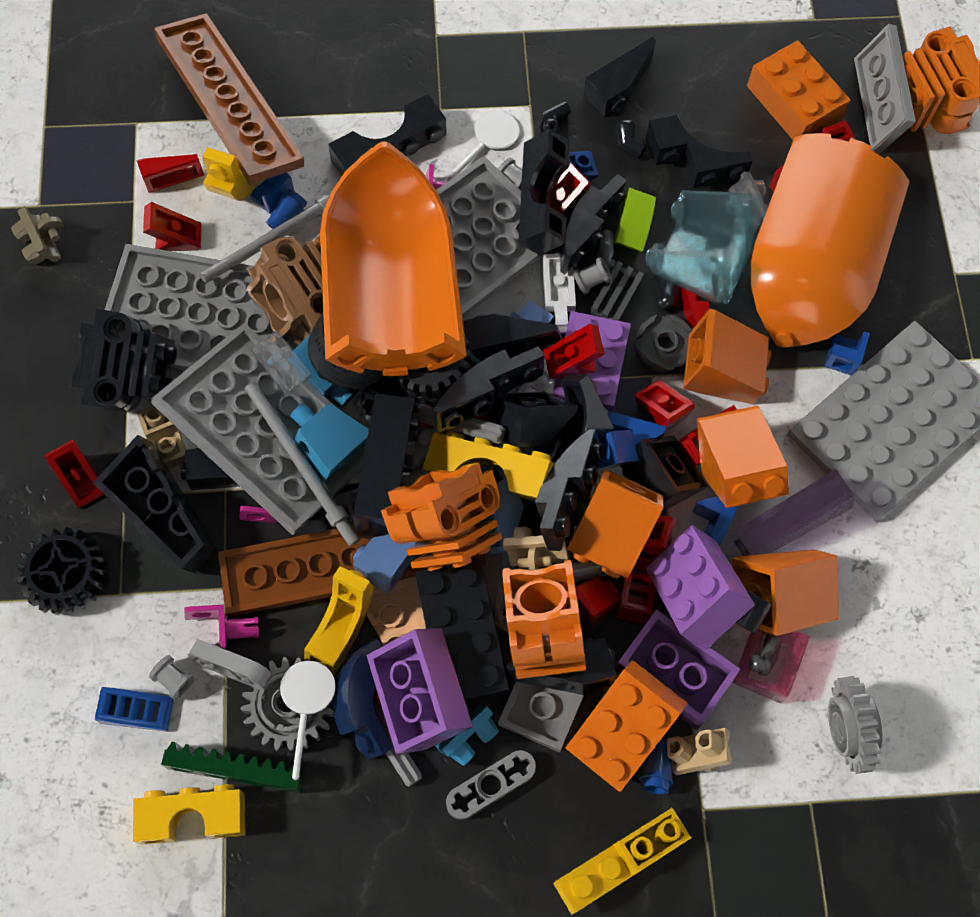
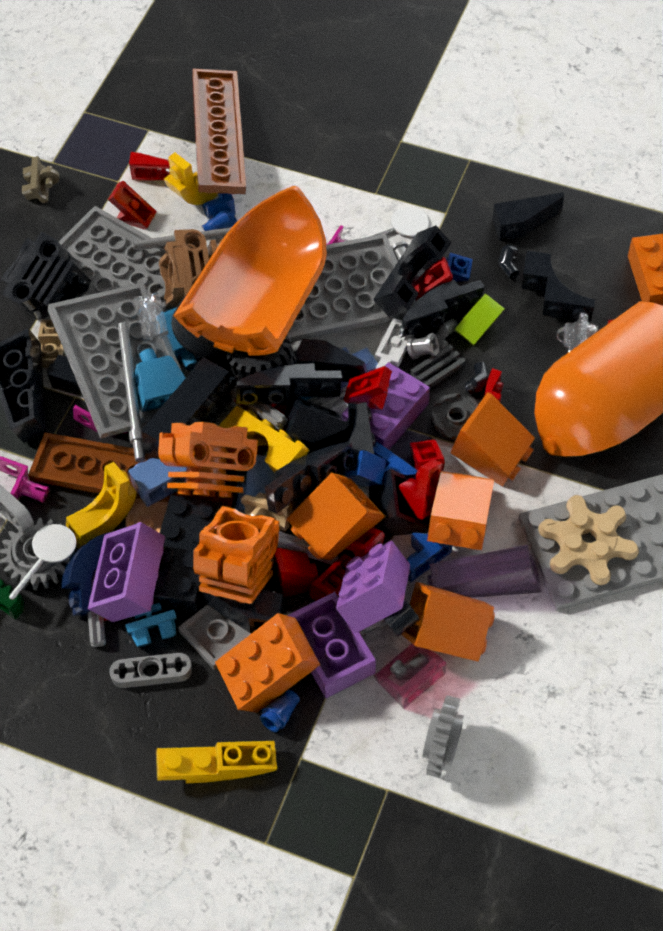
camera: 30 degrees right, 10 degrees down
(421, 126) = (348, 199): black arch -> none
(551, 116) = (455, 226): black arm -> none
(684, 450) = (421, 491): none -> red slope
(699, 751) = (315, 710): tan hips -> none
(707, 244) = (520, 359): clear light blue windscreen -> none
(846, 354) = (597, 476): blue panel -> none
(870, 448) = (592, 555): none -> tan plate

